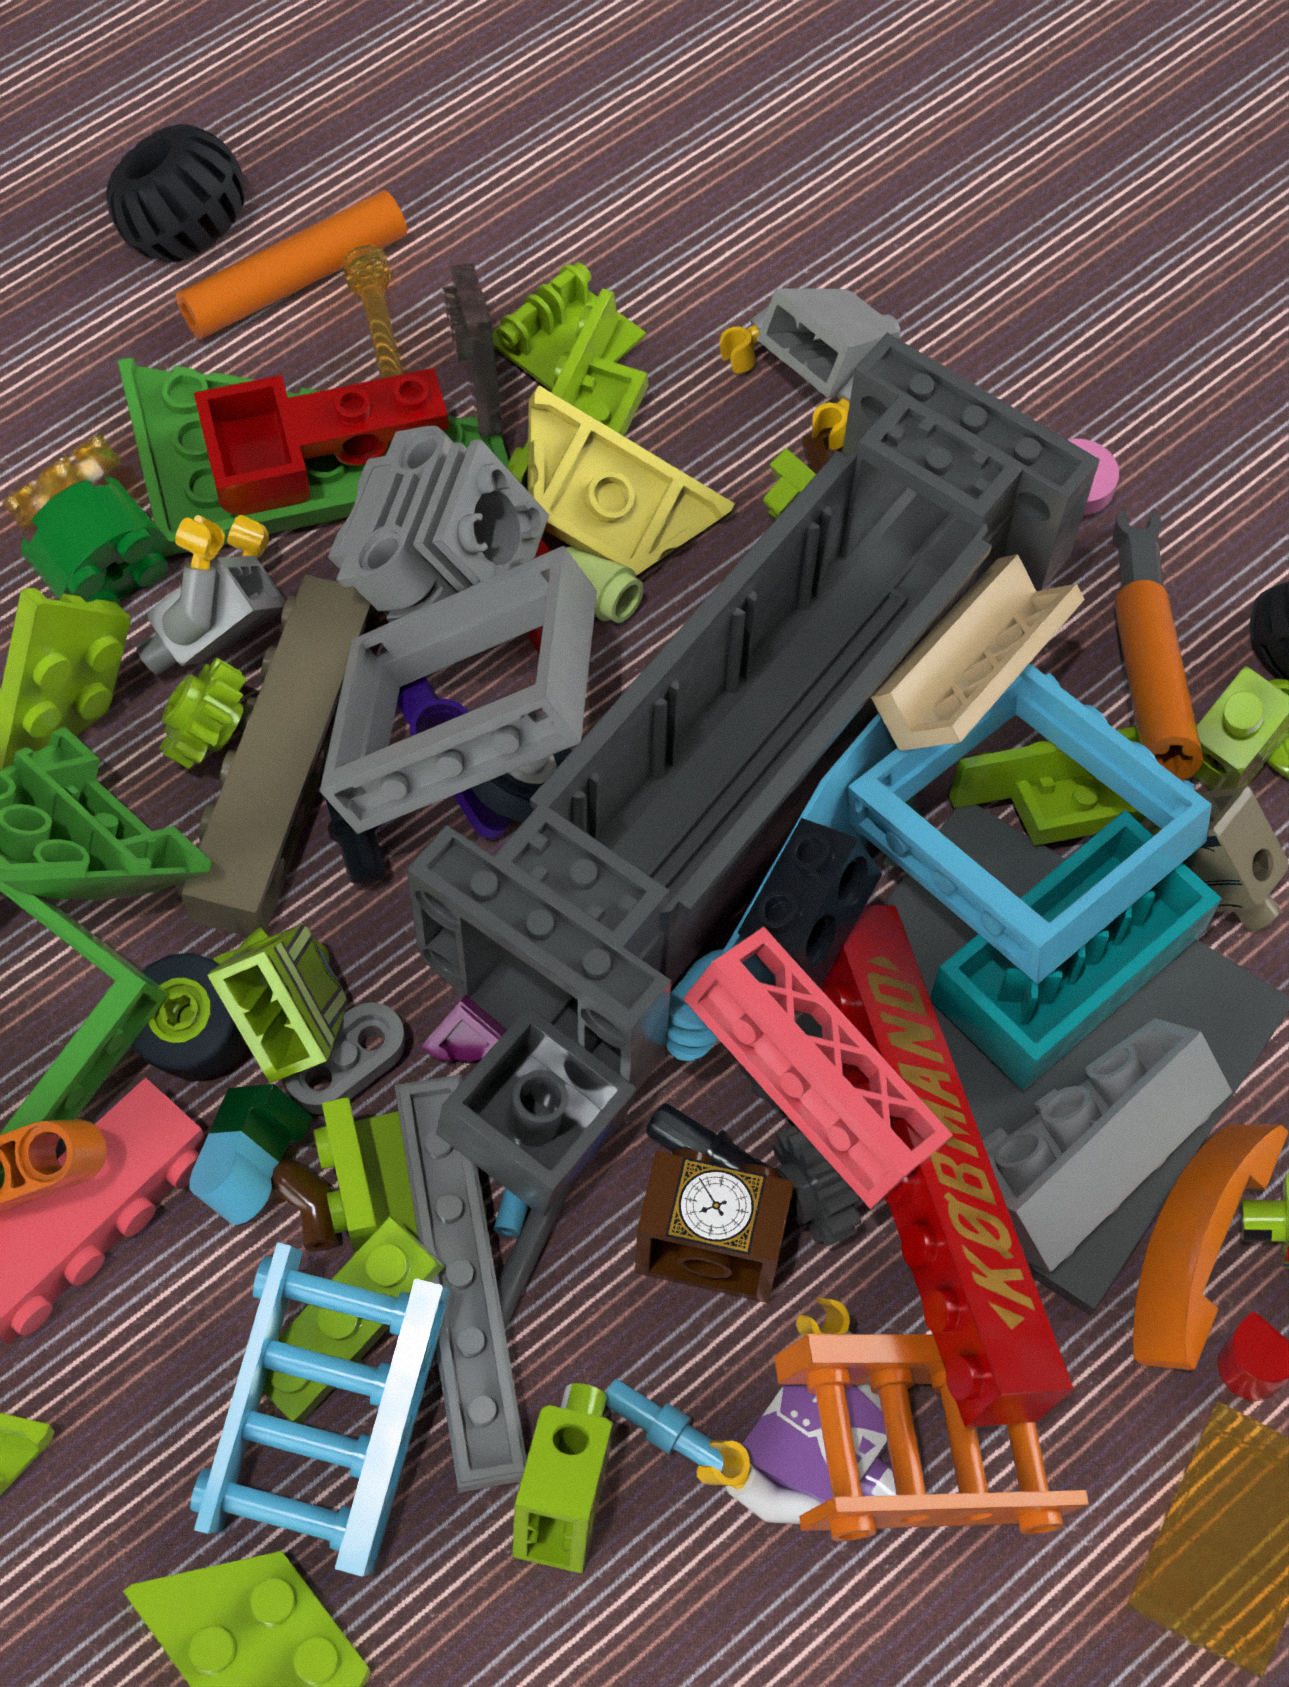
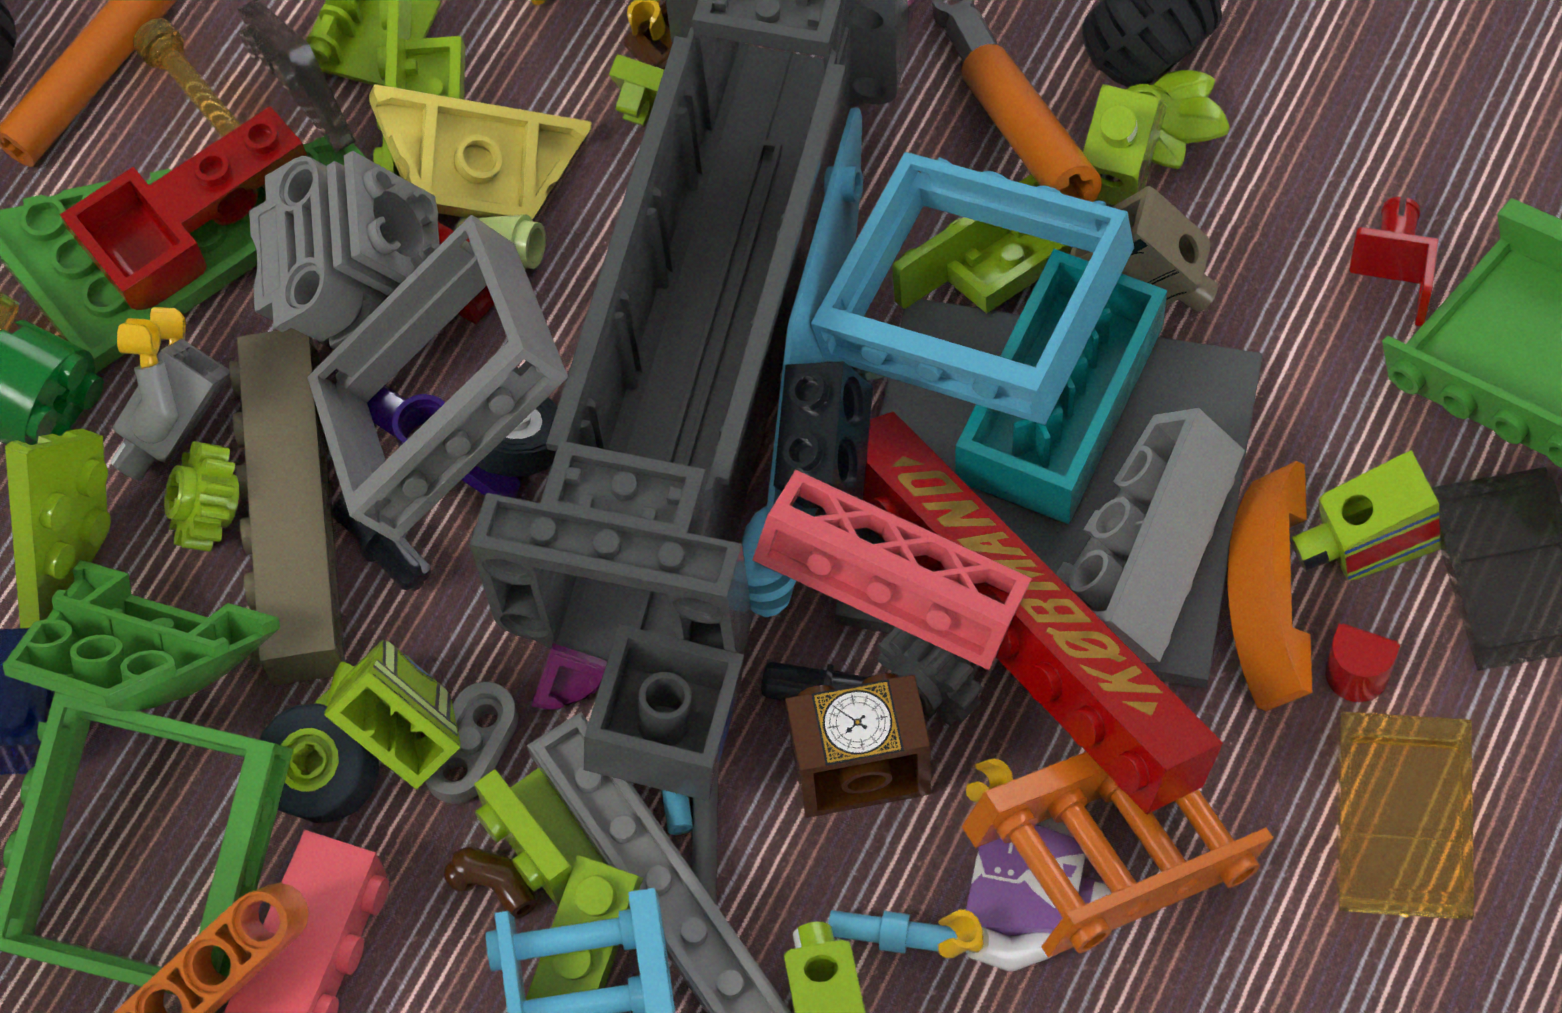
camera: 15 degrees left, 0 degrees up
(245, 1148) = (420, 853): leg -> none
(972, 656) = (868, 168): tan fence -> none

